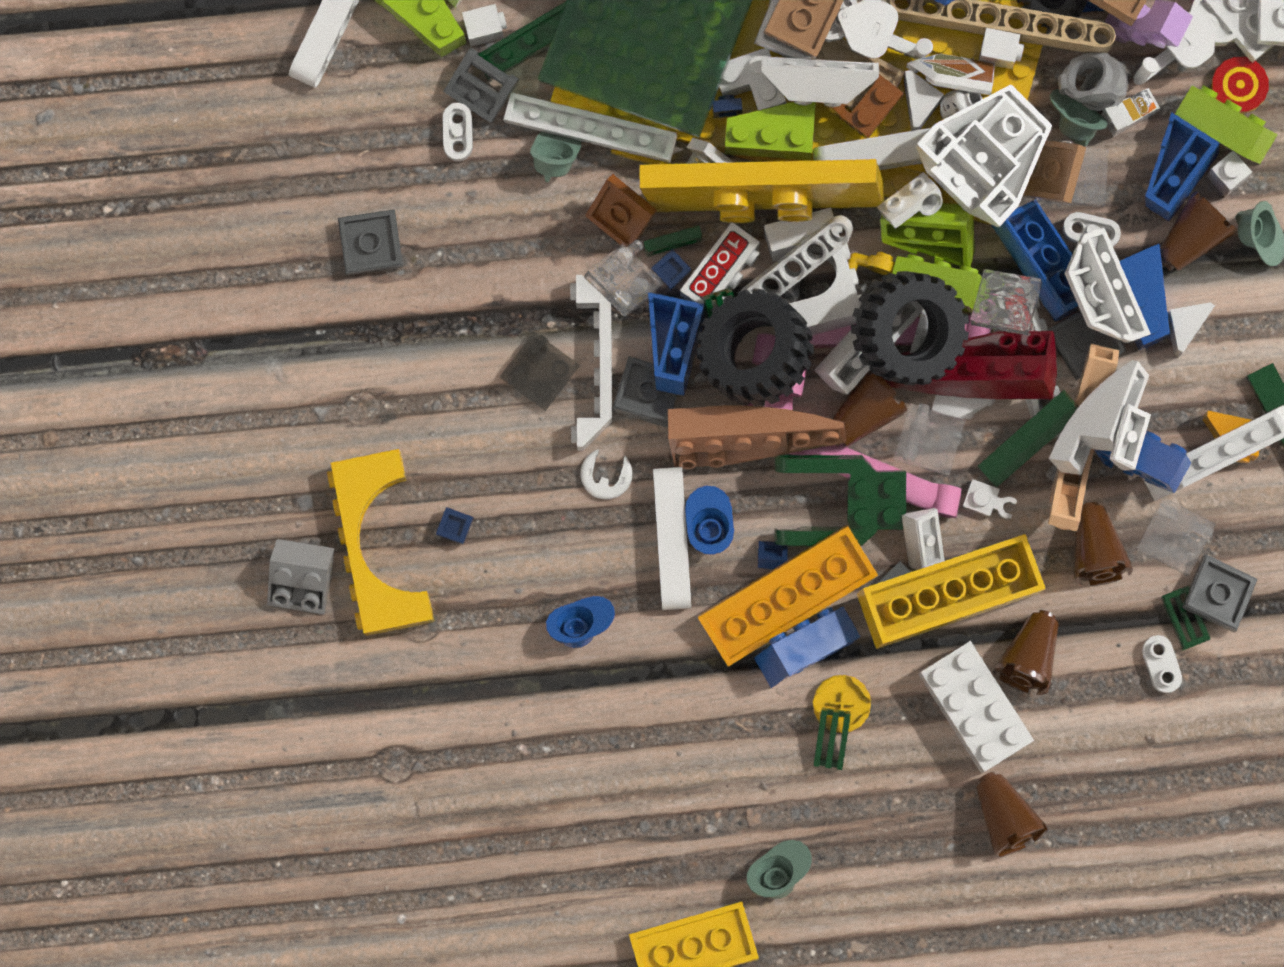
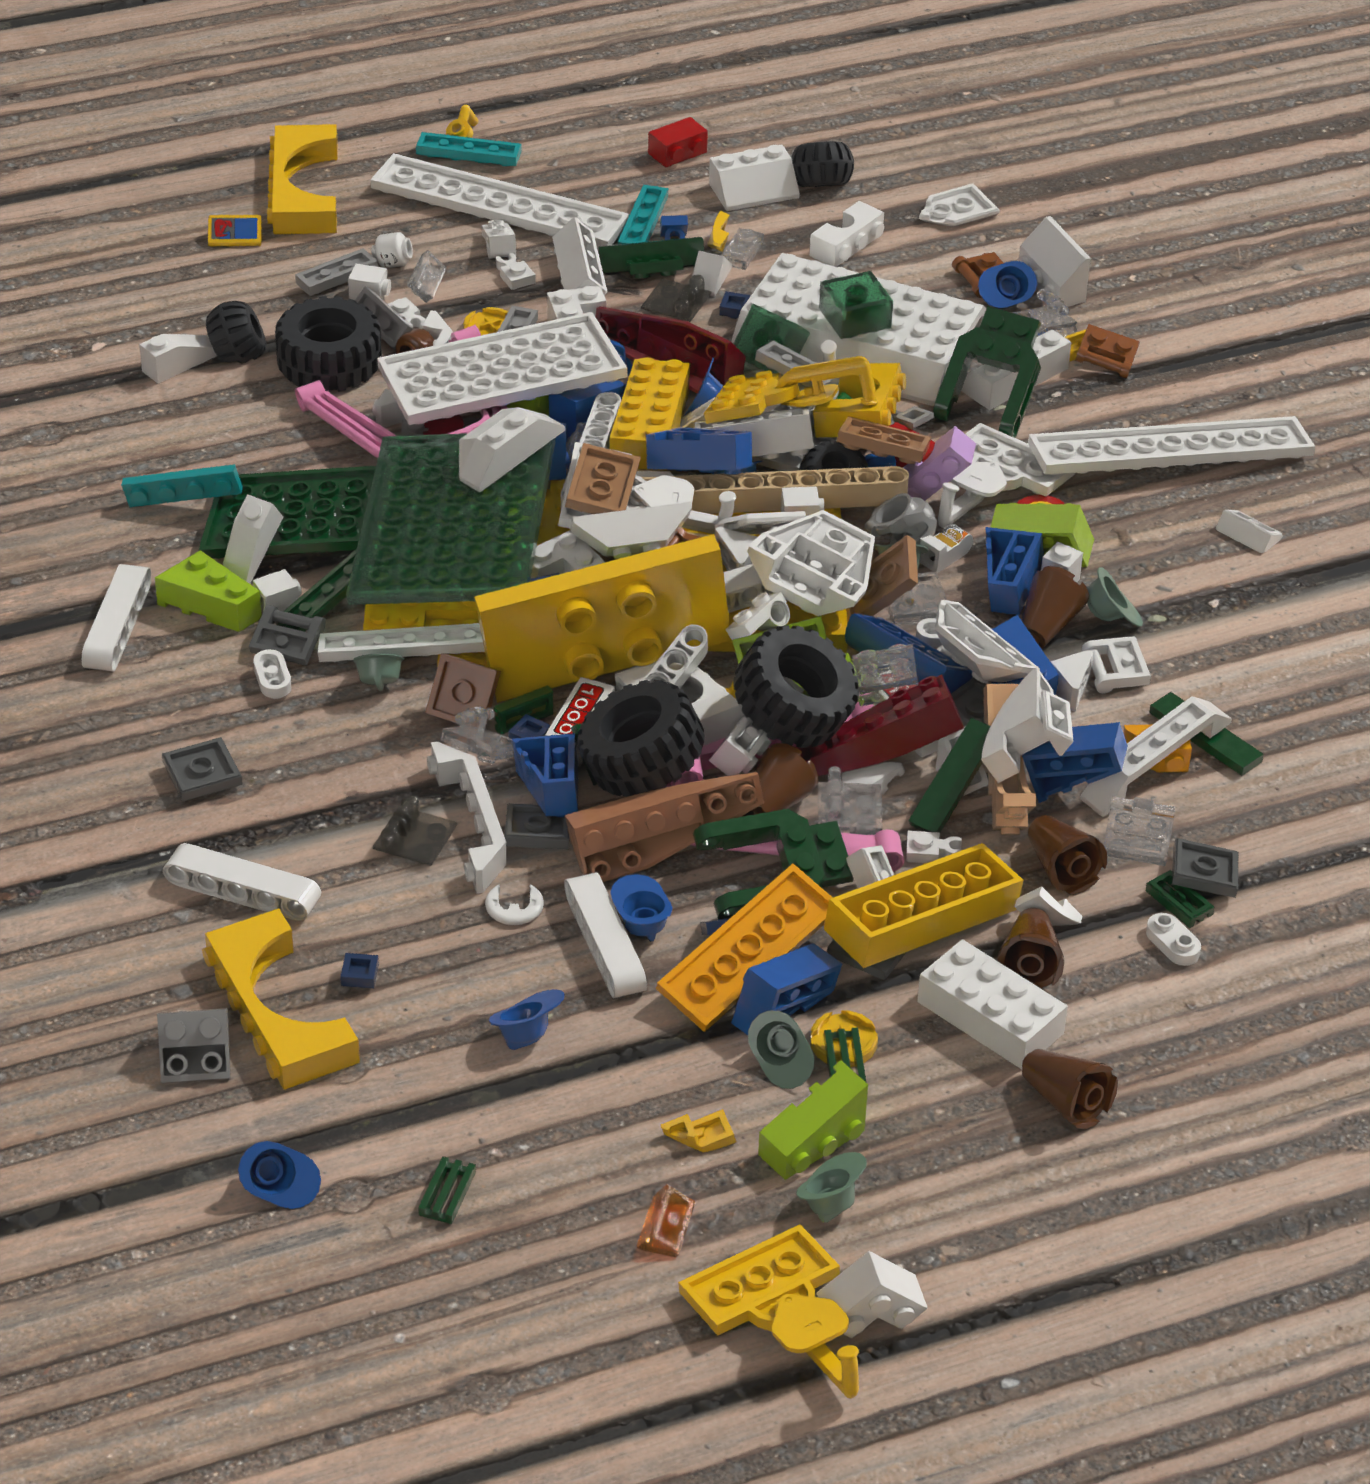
camera: 20 degrees left, 40 degrees down
(338, 742) = (279, 1175): none -> blue piece
(377, 395) = (241, 881): none -> white beam
(459, 804) = (454, 1170): none -> dark green tile
(638, 863) = (666, 1222): none -> clear orange slope
(695, 777) = (701, 1134): none -> yellow slope
(782, 713) = (781, 1049): none -> sand green piece
(783, 806) = (817, 1125): none -> lime wedge
(1066, 609) = (1059, 912): none -> white slope
(1246, 312) = (1125, 660): none -> white plate

